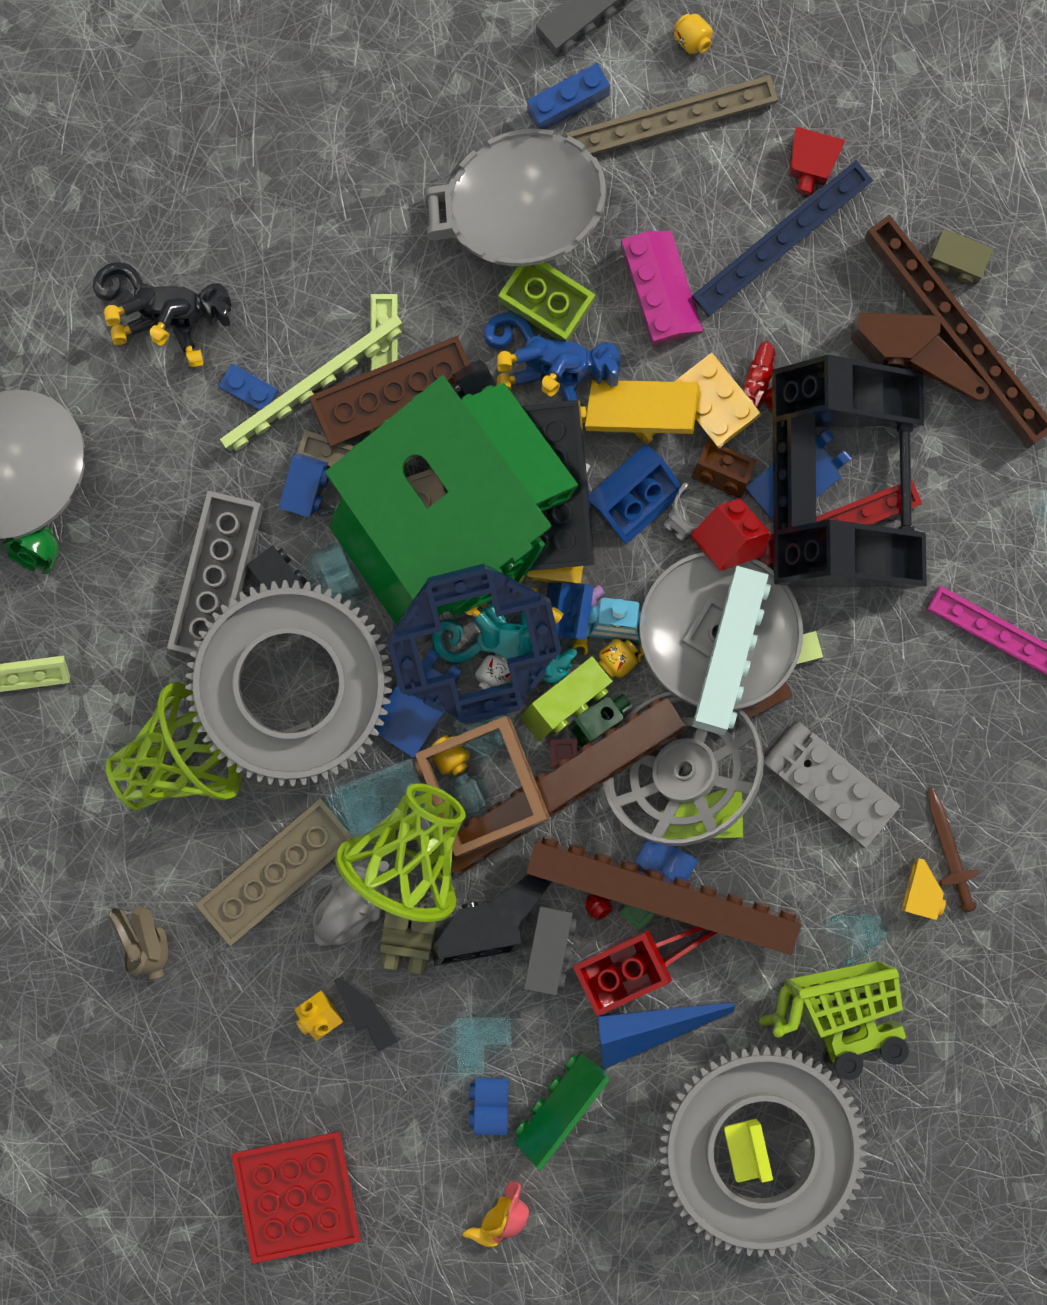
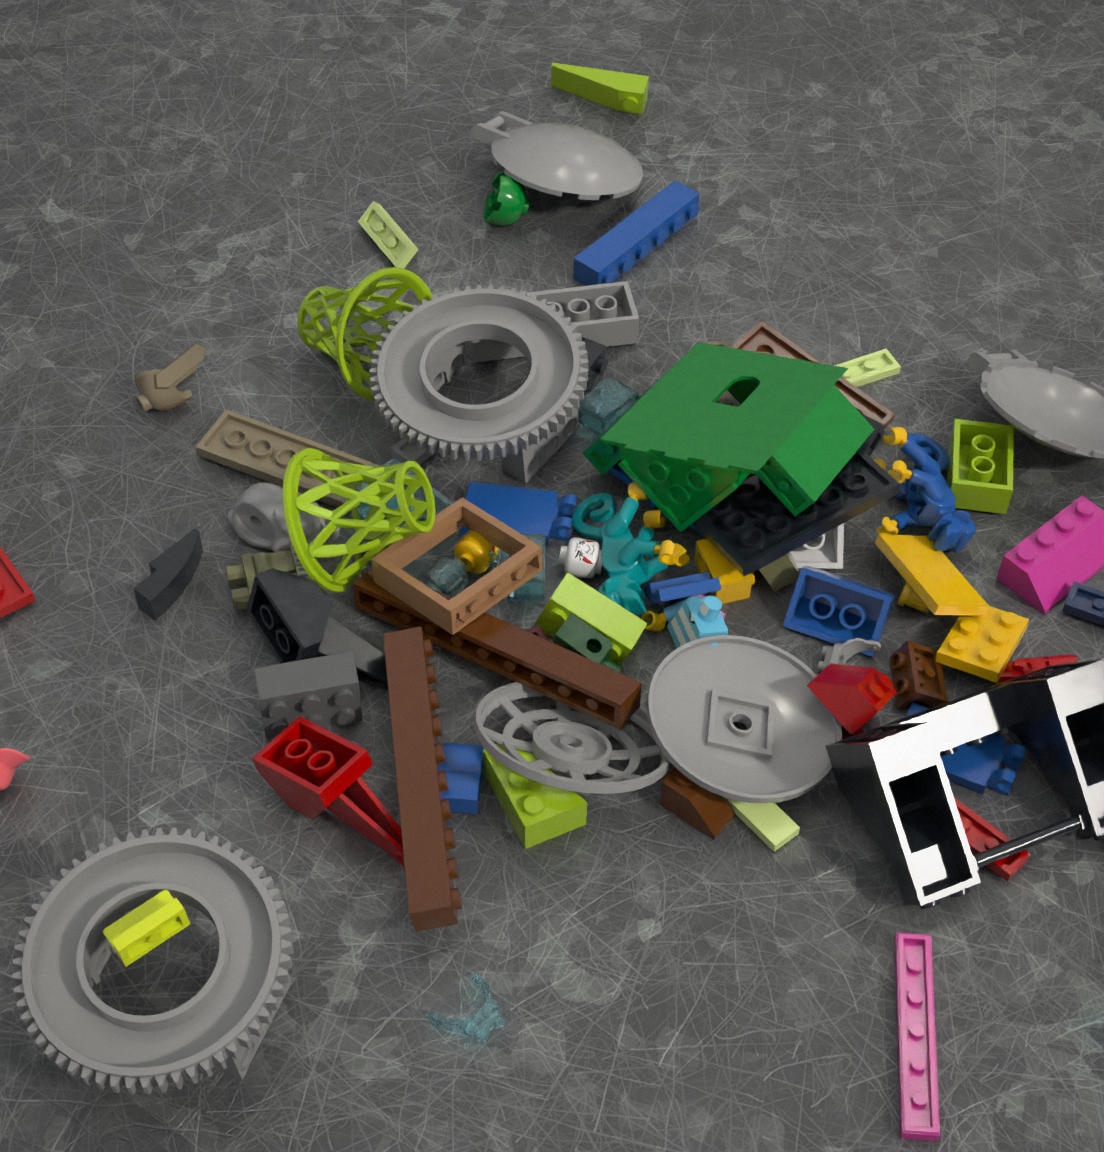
camera: 60 degrees right, 35 degrees down
(130, 442) = (636, 235): none -> blue brick
(161, 305) = (773, 215): black animal -> none
(248, 388) = (739, 298): blue plate -> none
(304, 485) = (668, 348): blue brick -> none
(317, 1016) = (151, 533): yellow brick -> none
(320, 378) = (812, 340): yellowish green plate -> none
(423, 619) = (662, 479): dark blue plate -> none
(476, 1032) = (183, 674): clear light blue plate -> none
(490, 1106) = (110, 715): blue brick -> none
(561, 1109) = (128, 773): green slope -> none
(598, 906) = (378, 735): red plate -> none
(618, 658) = (653, 650): yellow head -> none
(635, 1032) = (248, 818): blue wedge -> none
(637, 916) = (385, 779): green tile -> none
(730, 651) = (726, 718): light aqua brick -> none
(831, 784) = (632, 913): light grey hinge -> none
(843, 1051) = (345, 969): lime piece -> none
(923, 892) = (556, 1057): yellow slope -> none
(958, 874) = (597, 1097): reddish brown sword -> none

